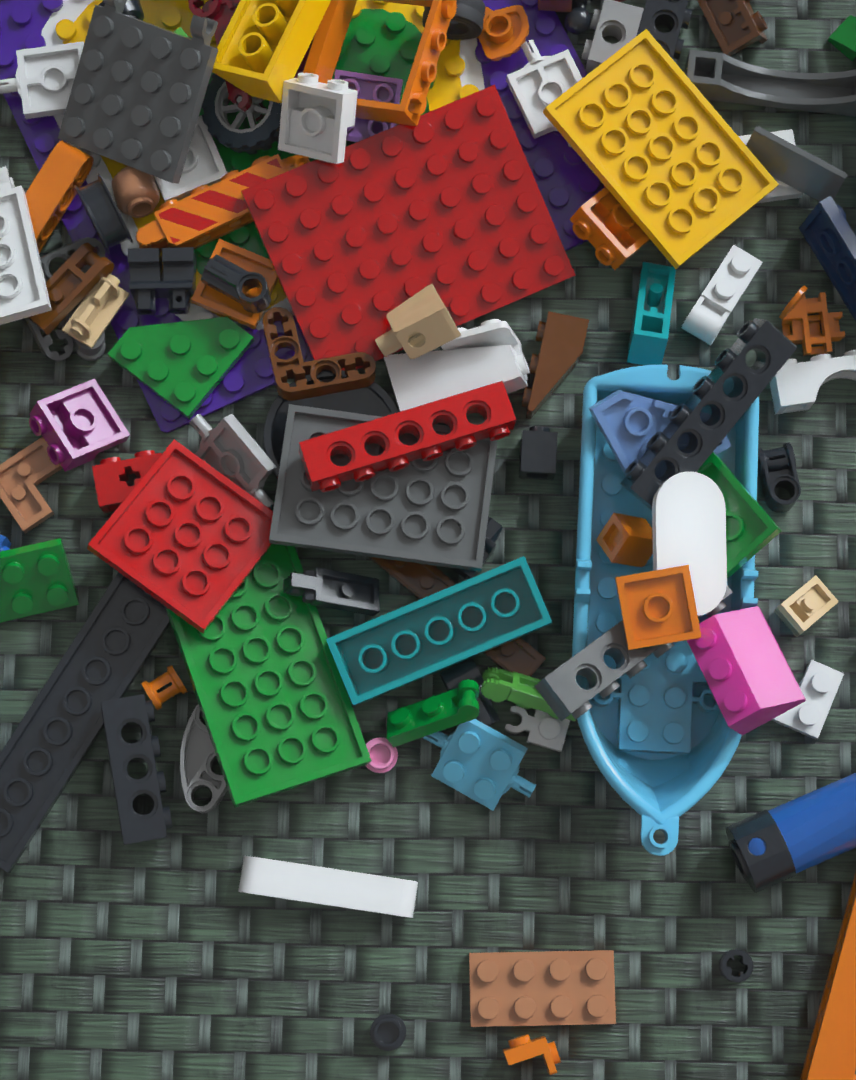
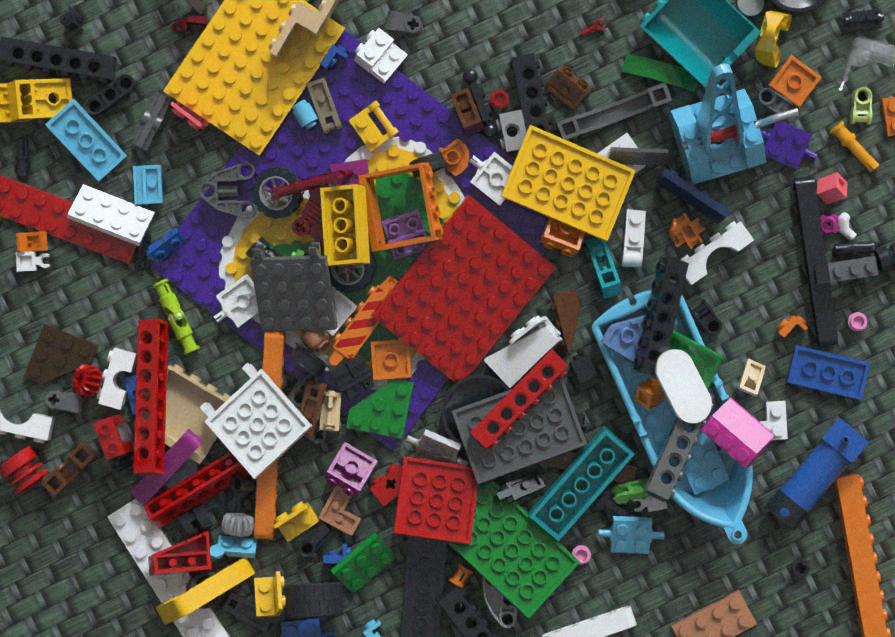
camera: 25 degrees left, 10 degrees up
(235, 282) = (390, 362): black piece -> none
(297, 369) = (445, 389): reddish brown beam -> none
(316, 117) = (391, 261): white plate -> none
(418, 325) = (495, 338): tan torso -> none
(433, 714) = (598, 524): green plate -> none
(658, 607) = (684, 427): orange plate -> none

